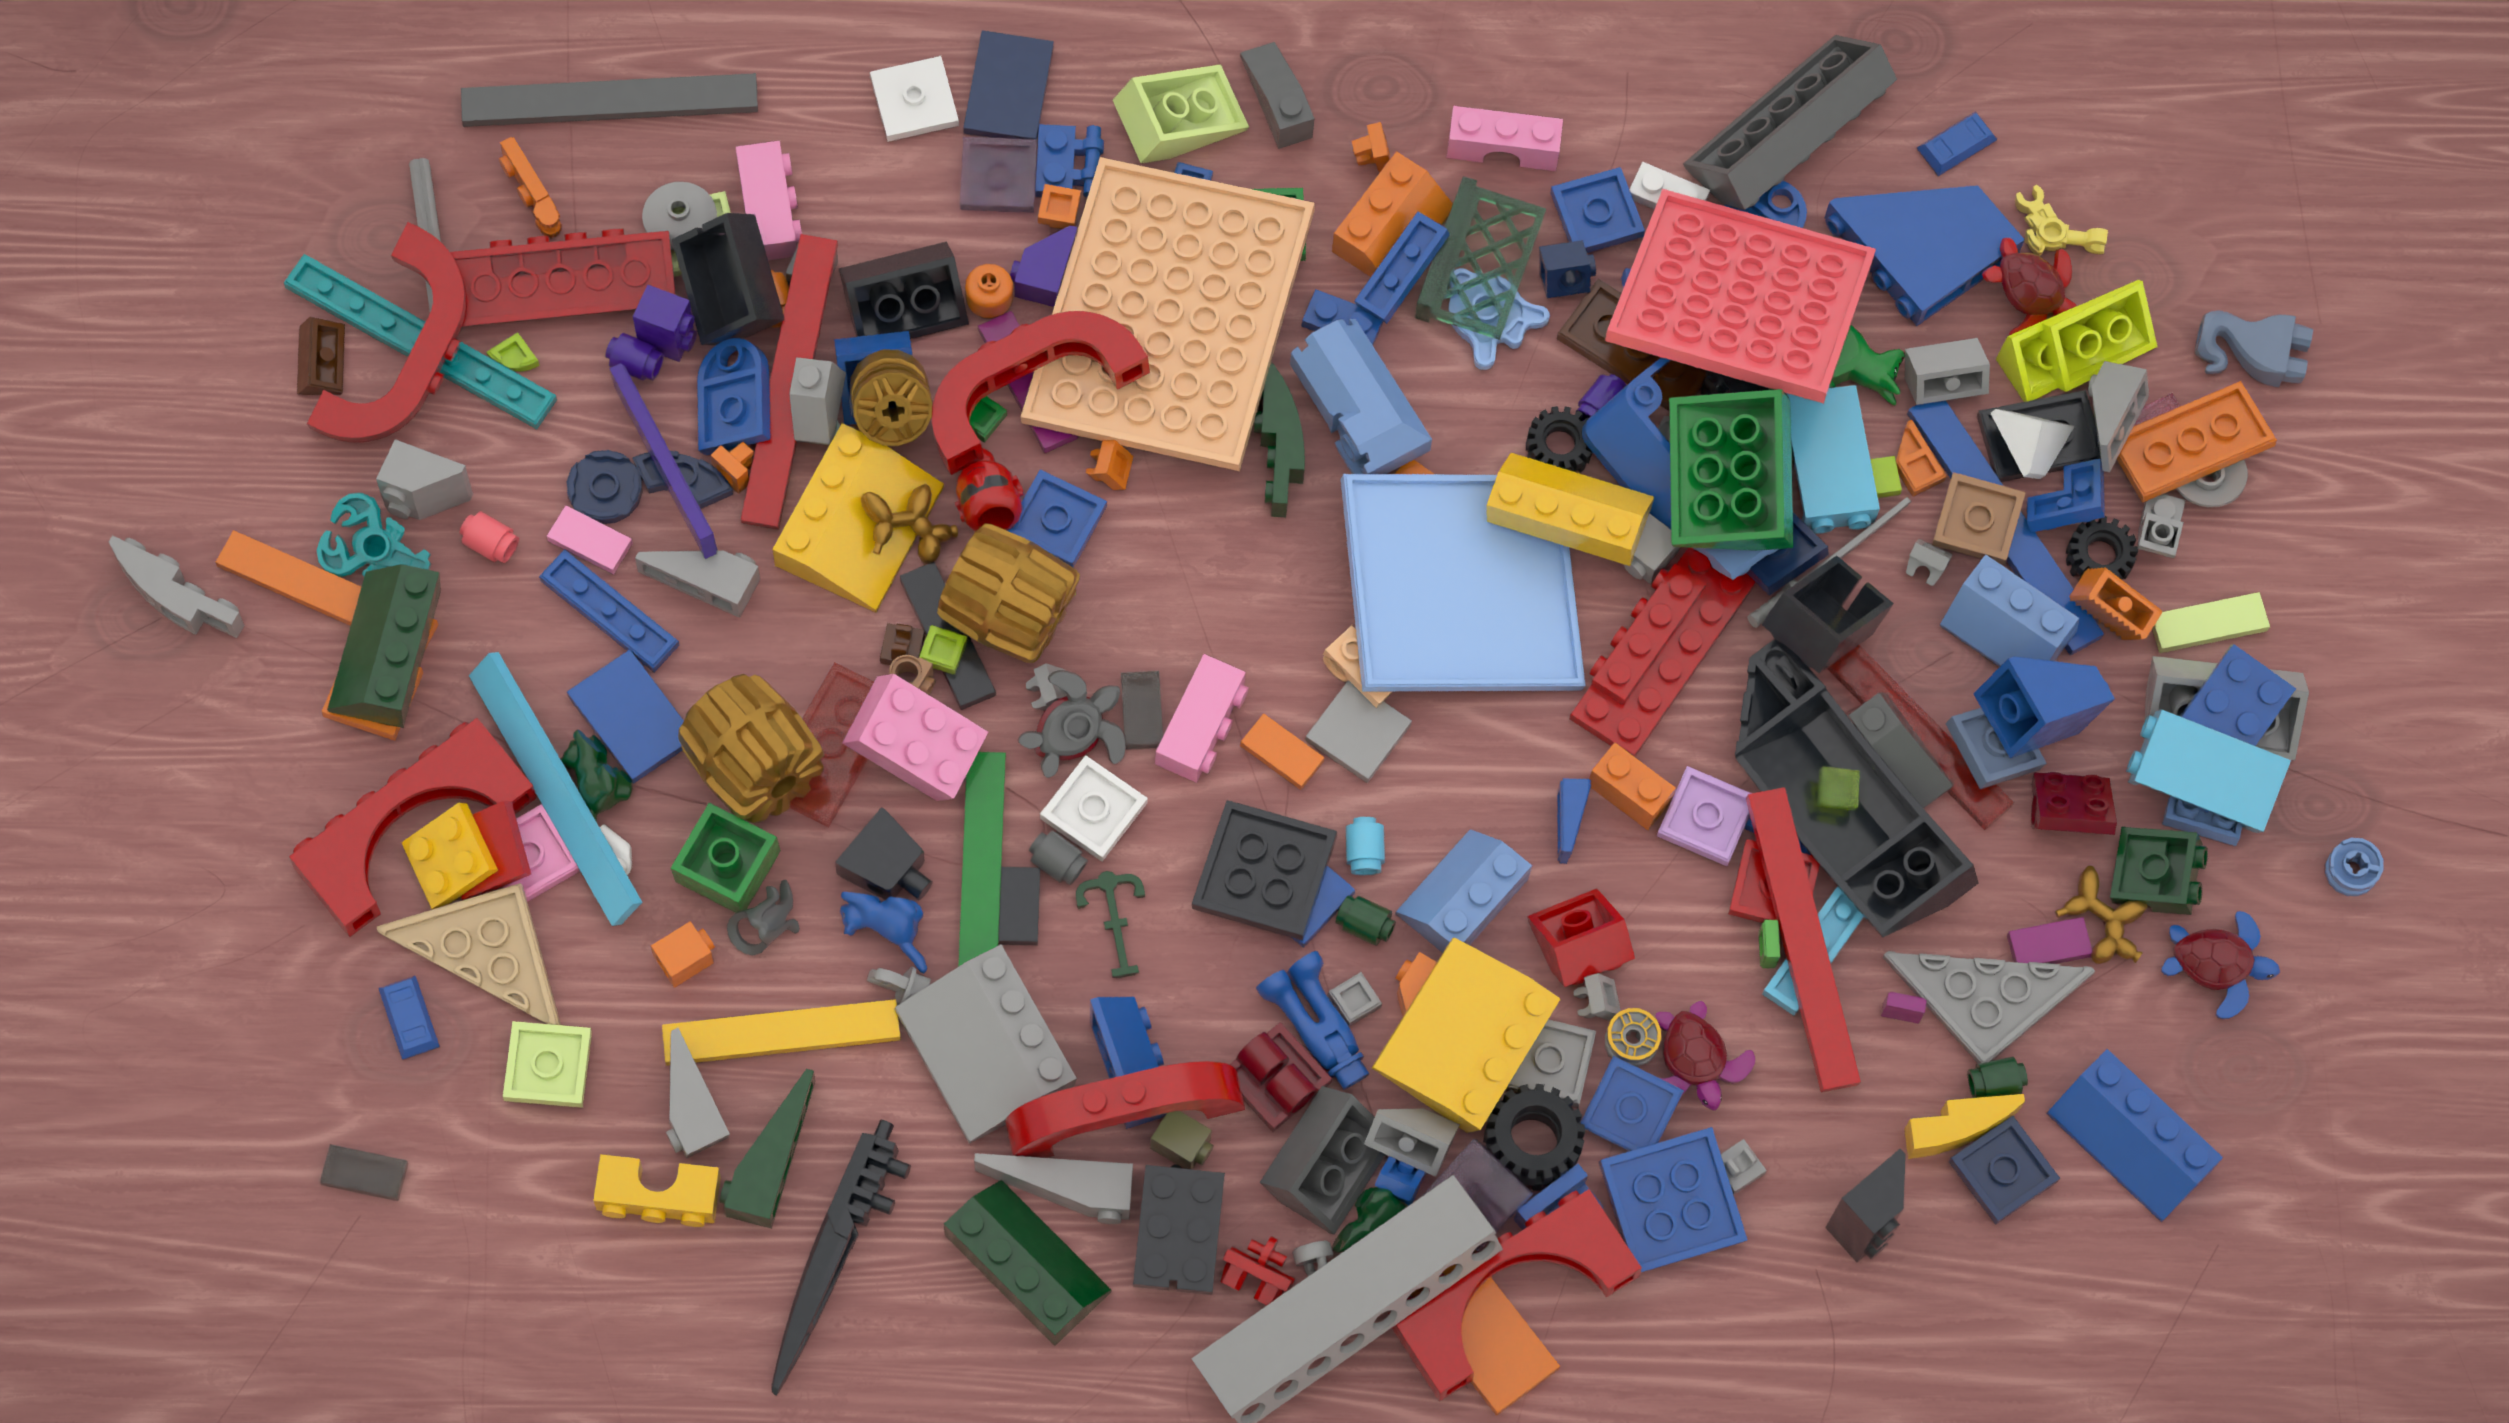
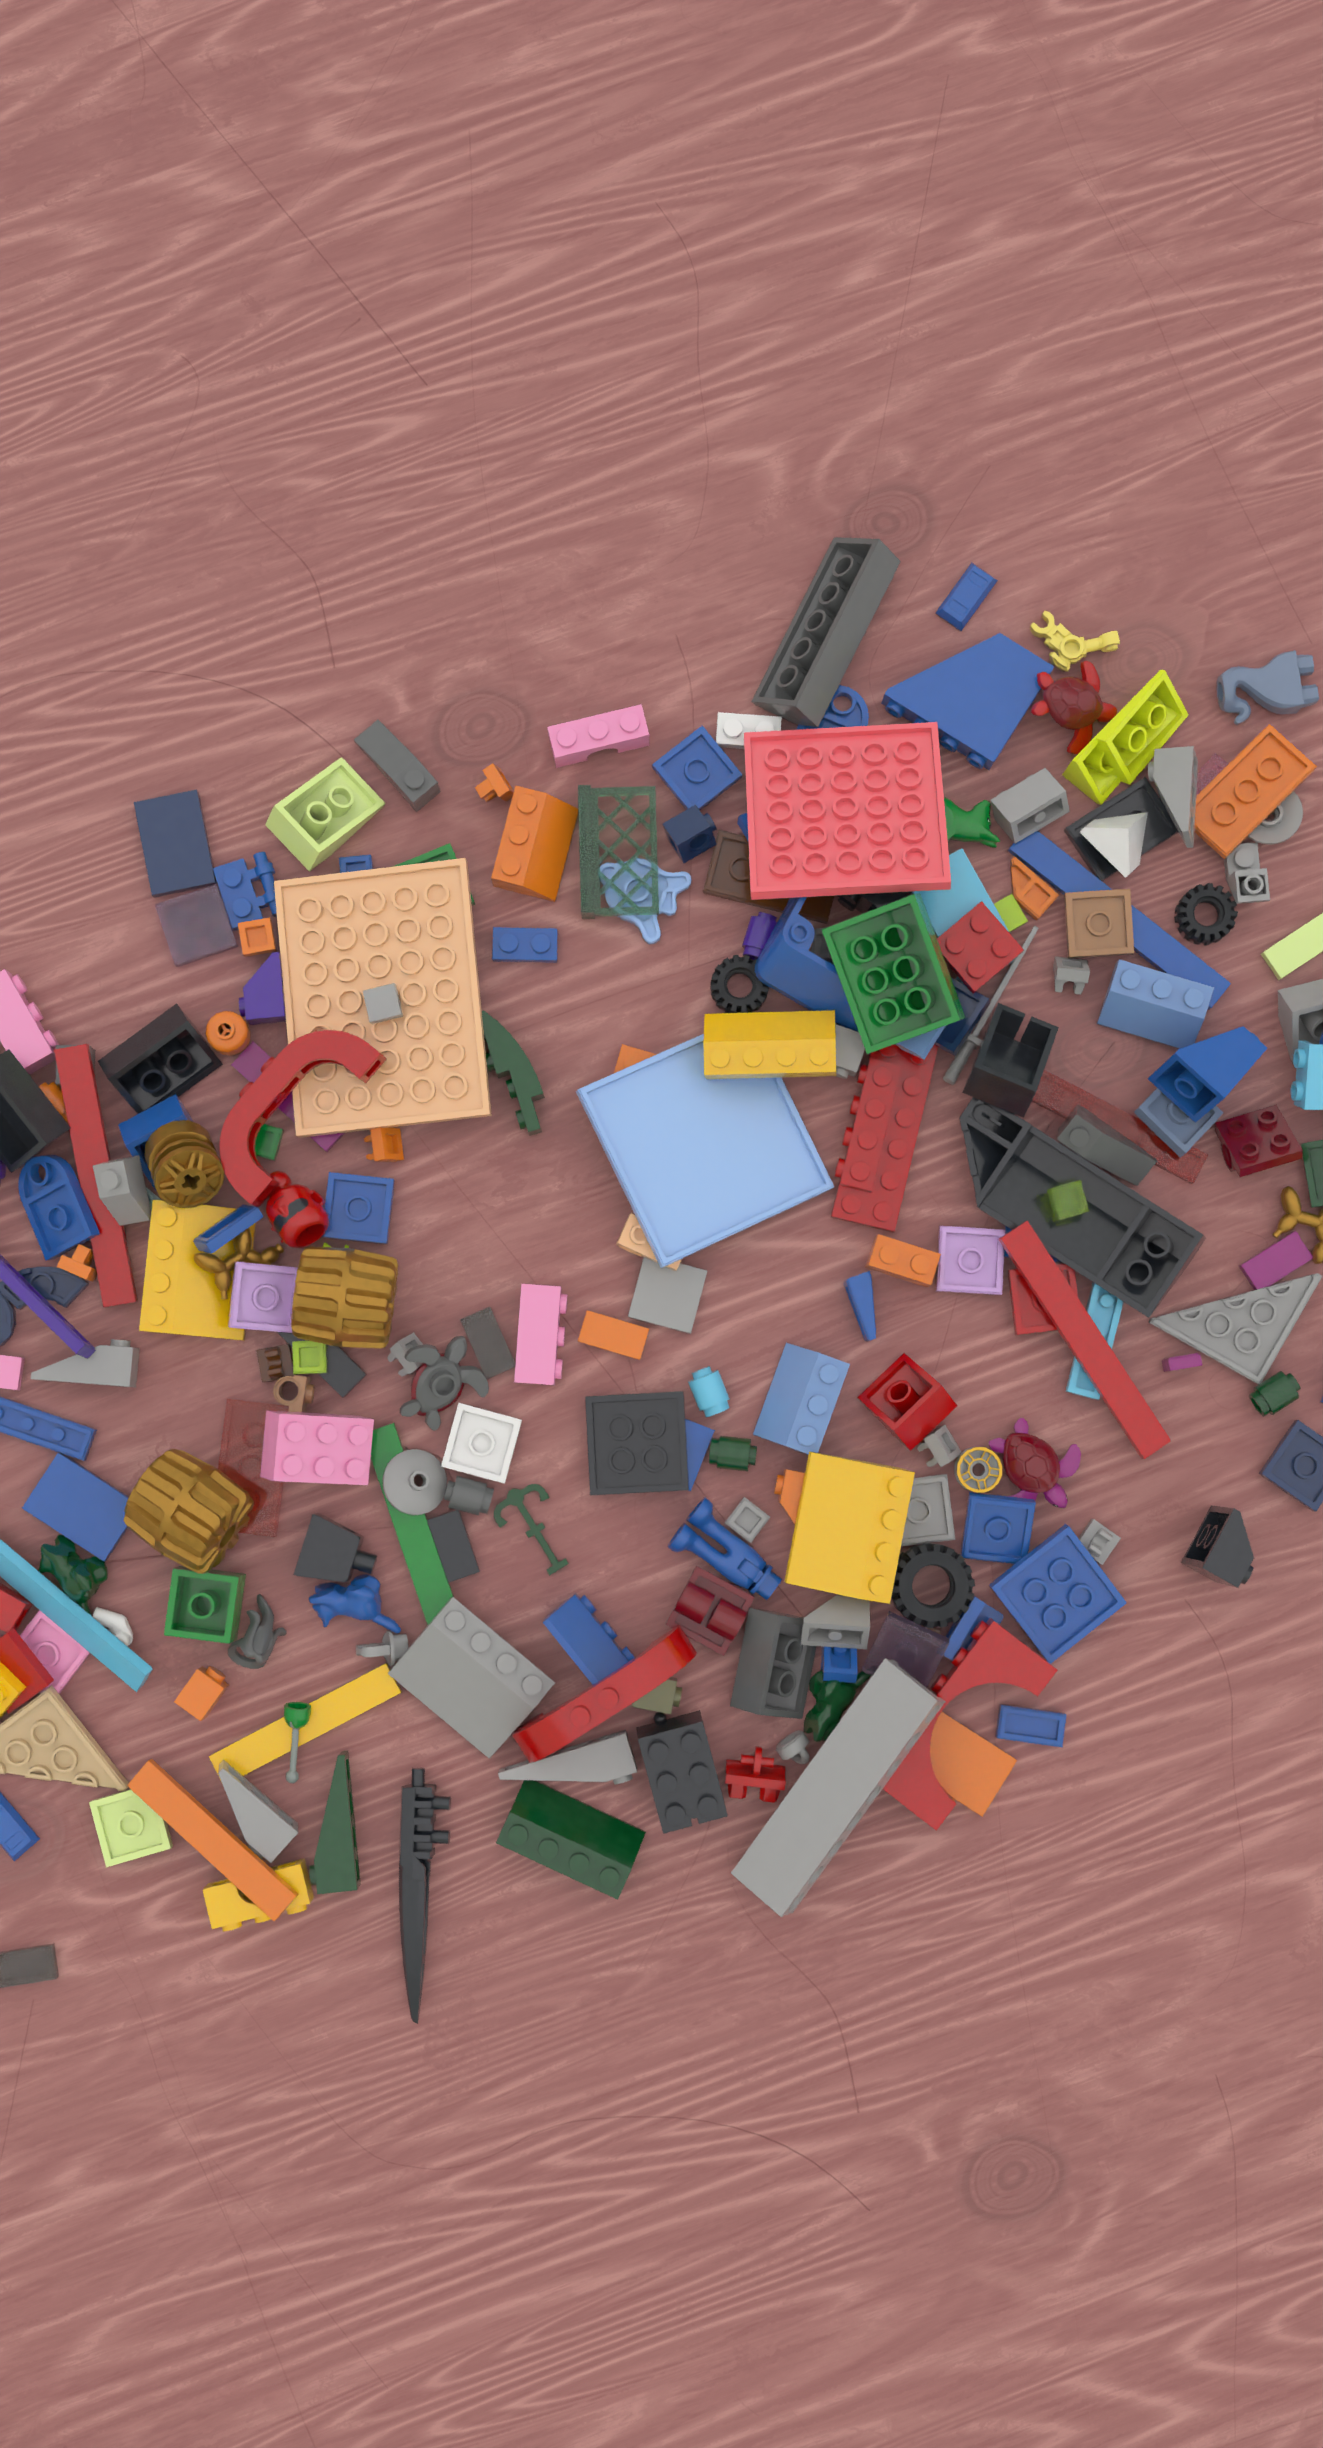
camera: 20 degrees left, 15 degrees up
(634, 1105) = (212, 1840): none -> orange tile
(776, 1015) = (296, 1716): none -> hinge
(910, 481) = (227, 1228): none -> blue tile
(914, 98) = (101, 883): white plate -> none
(916, 566) = (262, 1297): none -> lavender plate
(991, 828) = (400, 1486): none -> light grey dish
(1168, 314) = (382, 1003): none -> light grey tile
(1359, 399) = (566, 1015): medium blue brick -> none
(1402, 267) = (557, 885): blue plate -> none
(1589, 1337) = (1030, 1725): none -> blue tile
(1769, 944) = (1057, 1350): bright green tile -> none
(1835, 489) = (978, 947): none -> red plate
(1959, 1124) = (1259, 1442): yellow slope -> none
(2078, 502) = (1173, 883): blue plate -> none
(2115, 604) = (1235, 959): orange brick -> none

